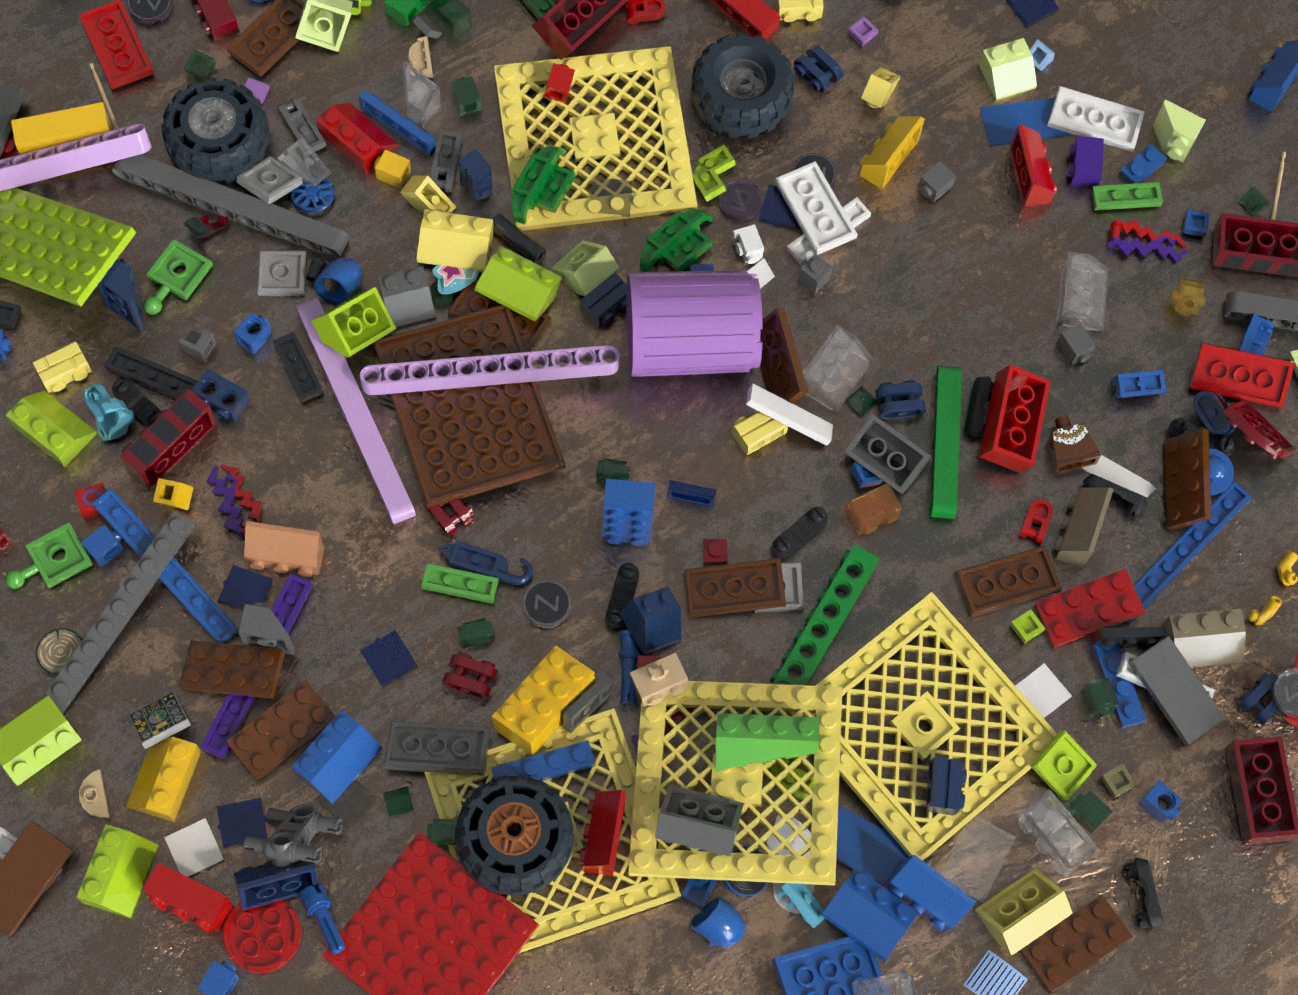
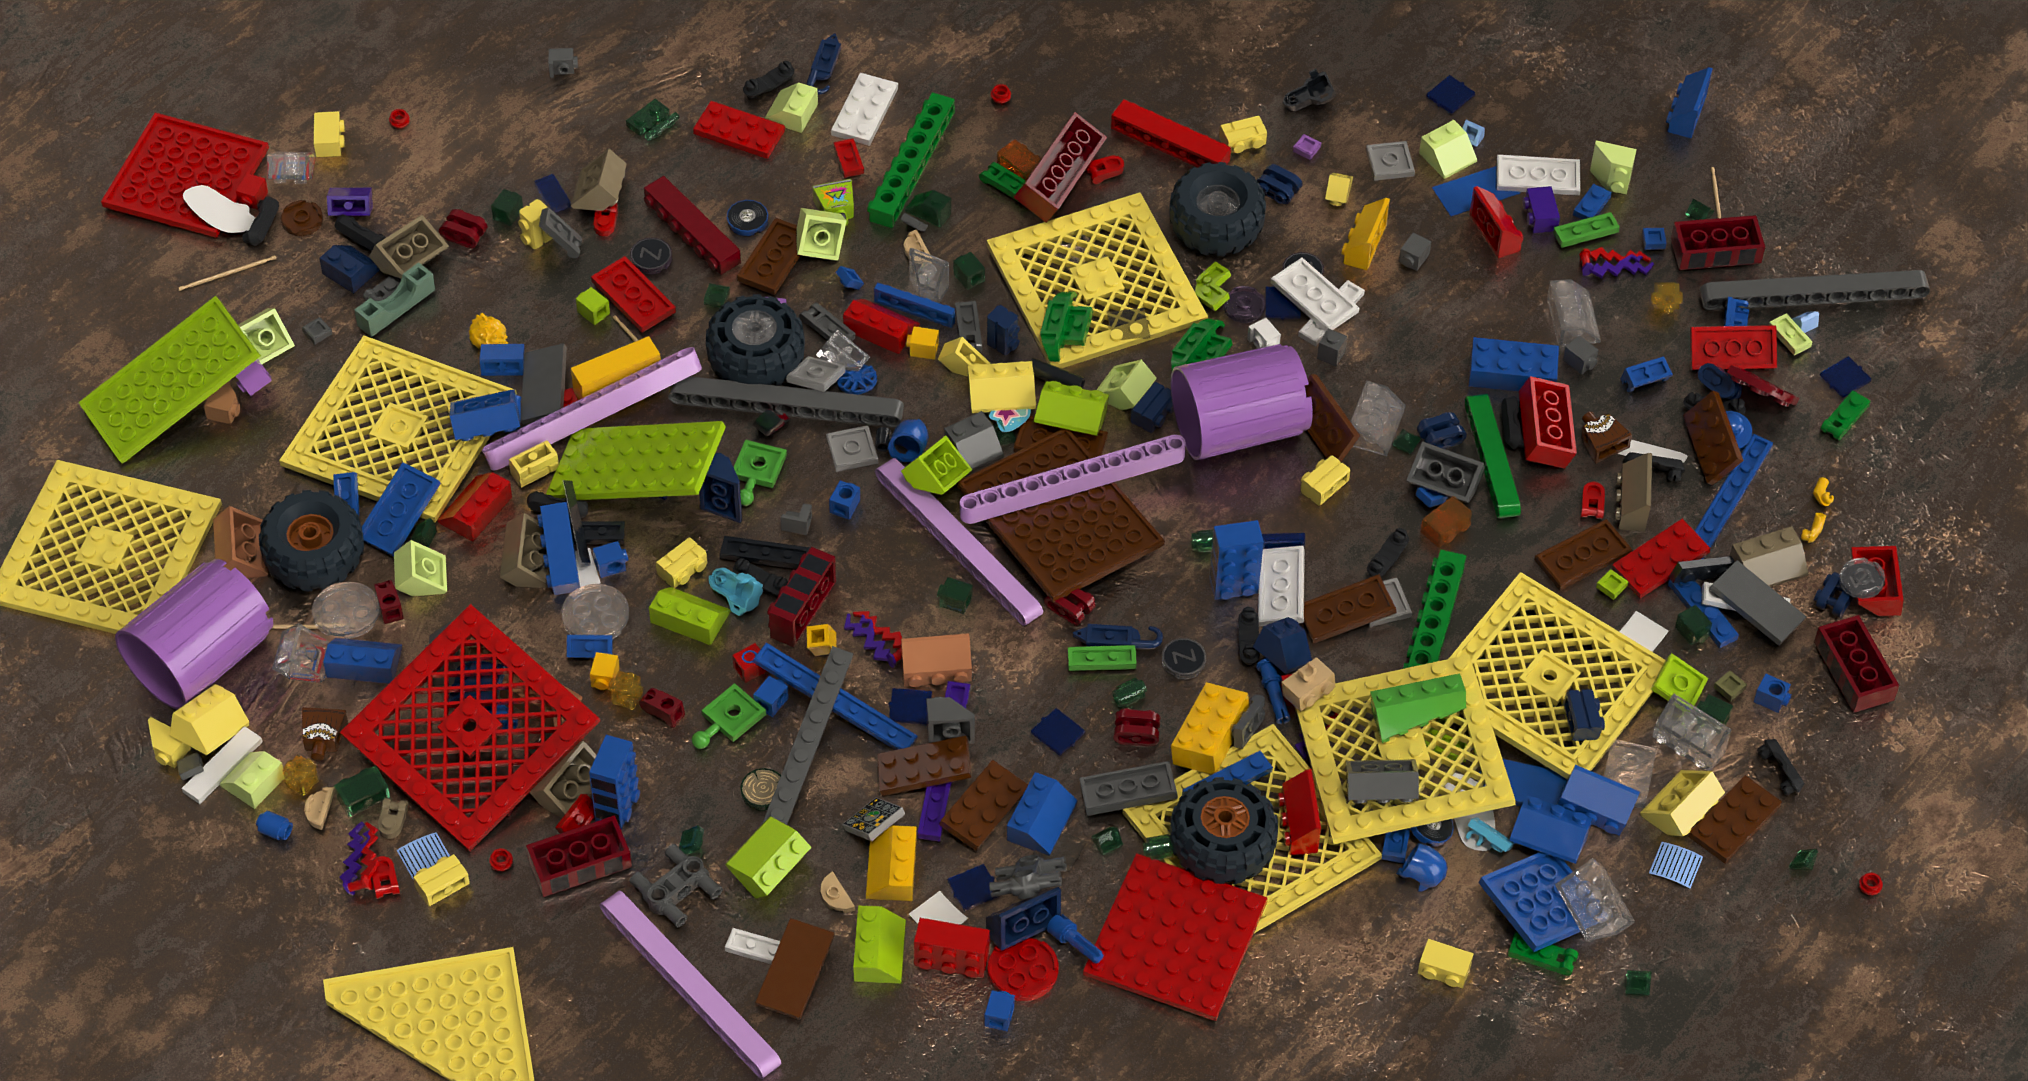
camera: 10 degrees left, 15 degrees down
(69, 48) = (592, 306): none -> lime brick
(224, 391) = (841, 550): dark blue brick -> none
(298, 367) = (894, 518): black plate -> none
(330, 473) = (955, 595): none -> clear green brick
(341, 76) = (849, 278): none -> blue plate
(559, 82) = (1052, 239): red brick -> none
(675, 543) = (1281, 585): none -> white tile
(715, 551) = (1317, 585): dark red plate -> none
(789, 414) = (1349, 460): white tile -> none
(945, 67) = (1390, 160): none -> light grey tile
(999, 339) = (1510, 363): none -> blue brick

